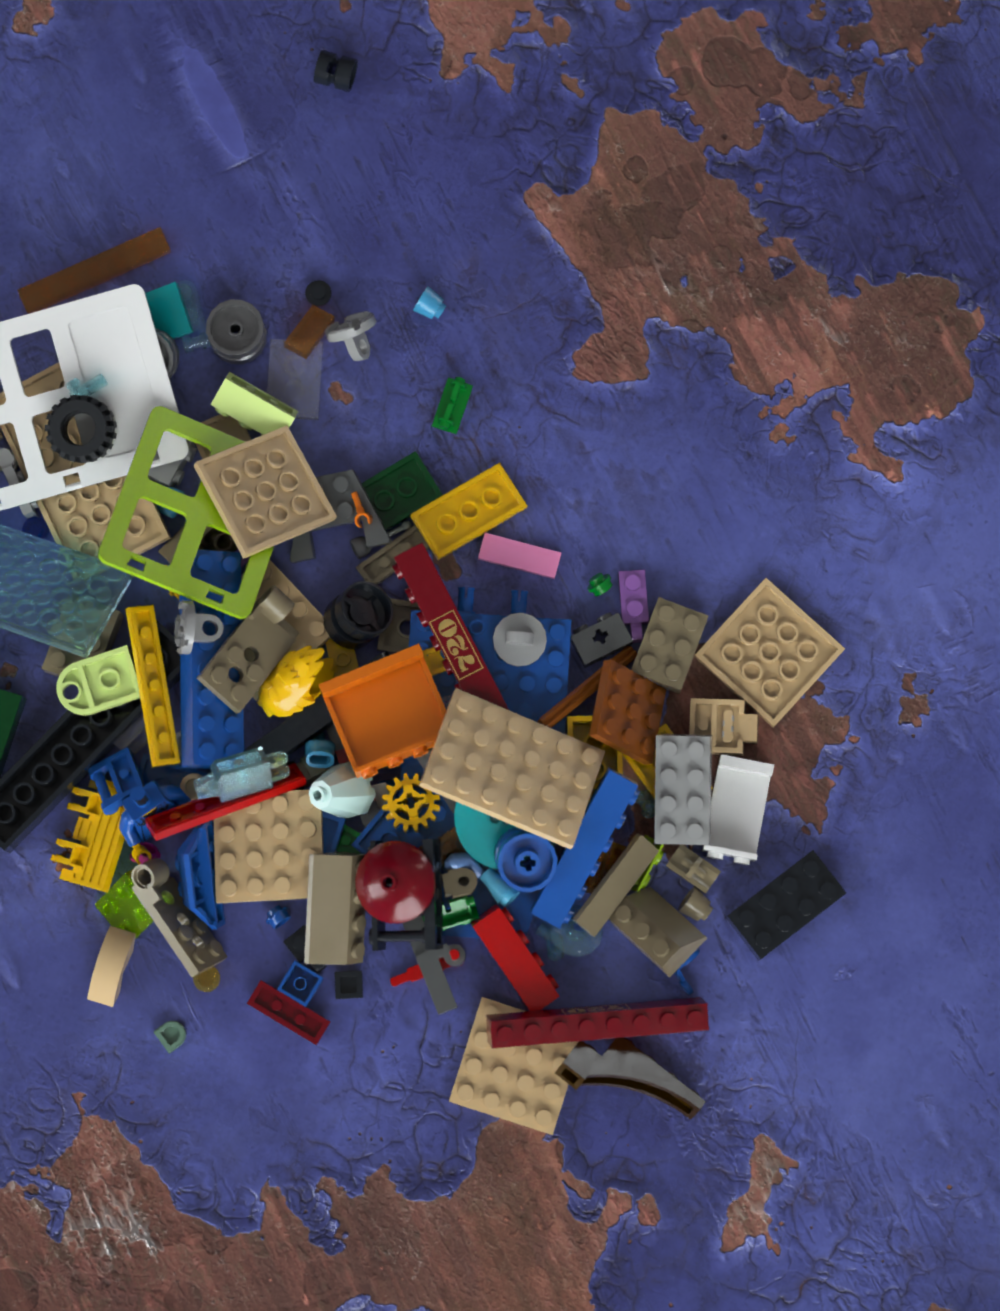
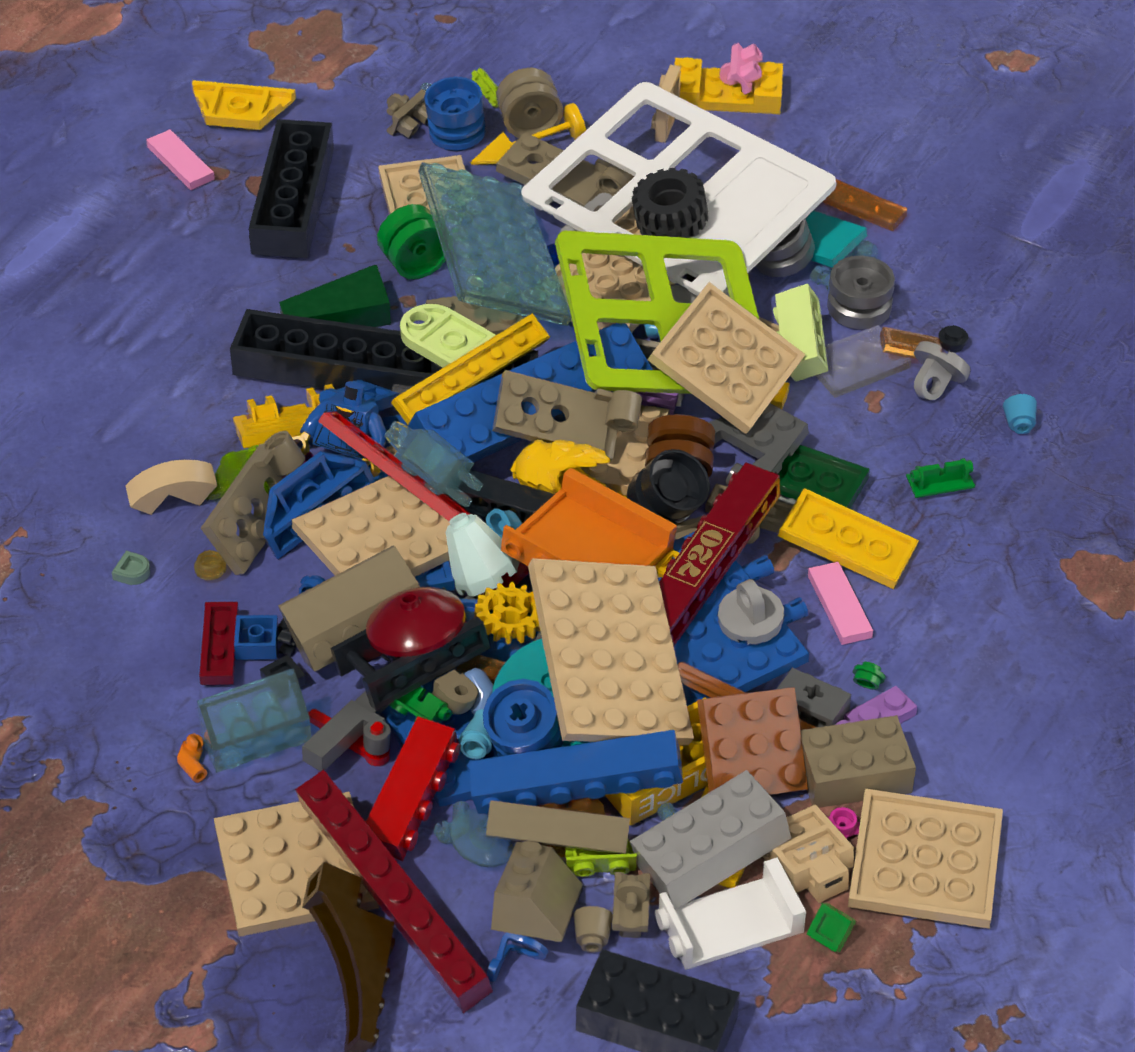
camera: 55 degrees right, 35 degrees down
(87, 388) = (715, 195): clear light blue arm -> none
(189, 627) = (548, 341): light grey tile -> none
(323, 580) = (684, 434): none -> reddish brown wheel
(360, 510) = (768, 446): orange hand -> none
(380, 1088) = (189, 757): none -> orange arm
(391, 1032) = (254, 720): none -> clear light blue slope
(703, 692) = (847, 818): none -> dark pink plate
(787, 752) = (831, 927): none -> green plate

